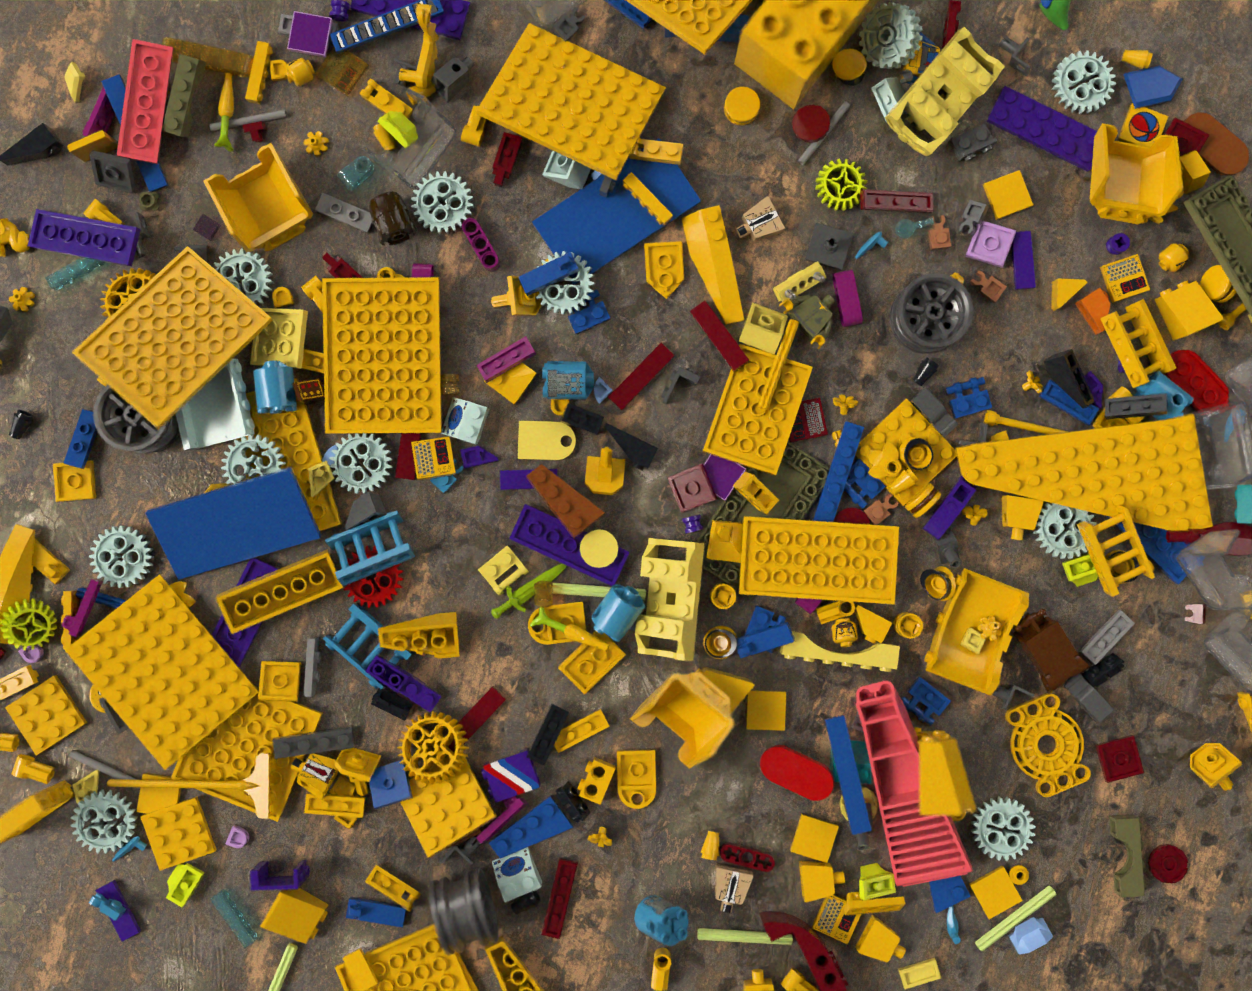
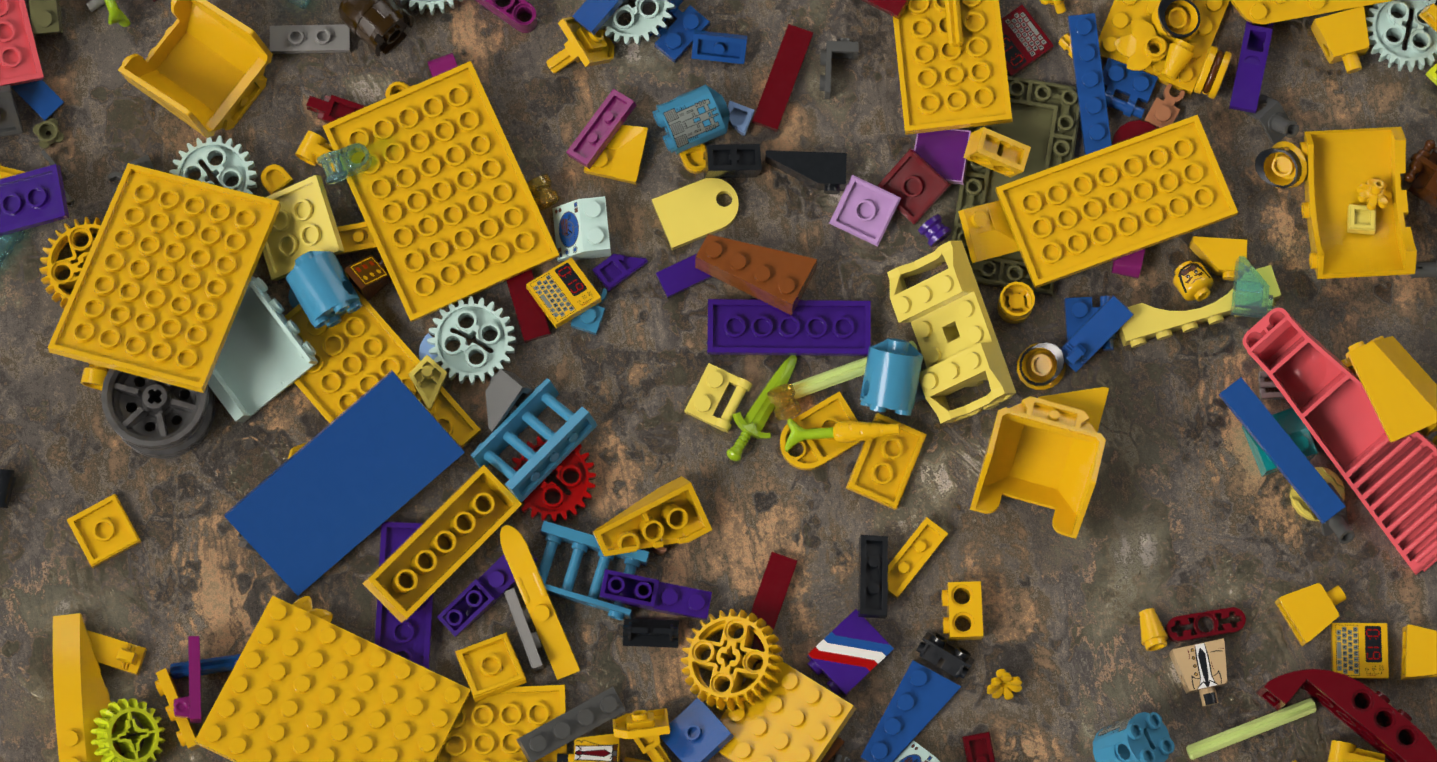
camera: 20 degrees left, 10 degrees down
(81, 441) = (93, 470): blue plate -> none
(132, 569) = (186, 589): light aqua gear -> none
(206, 227) = (138, 134): tile -> none
(237, 457) = (310, 401): light aqua gear -> none
(299, 630) = (478, 597): none -> dark purple slope
(321, 311) = (343, 164): none -> clear light blue piece
(326, 654) = (538, 602): none -> yellow piece
(514, 806) = (872, 693): magenta hinge -> none
(599, 548) = (829, 312): light yellow tile -> none
(604, 473) = (794, 216): yellow piece -> none
(608, 338) = (719, 47): none -> blue plate
(636, 775) = (1013, 583): yellow tile -> none
(653, 490) = (865, 210): none -> lavender tile
(766, 710) = (1140, 426): yellow tile -> none
(797, 772) = (1217, 482): red tile -> none
(814, 838) = (1280, 561): yellow tile -> none
(833, 611) = (1167, 260): yellow piece -> none
(858, 906) = (1395, 610): yellow hinge -> none
(875, 882) = (1386, 579): neon yellow slope -> none
(877, 660) = (1250, 291): none -> clear light blue slope
(908, 625) = (1268, 235): yellow wheel -> none
(927, 695) = (1338, 315): blue plate -> none
(974, 513) = (1286, 63): yellow plant -> none

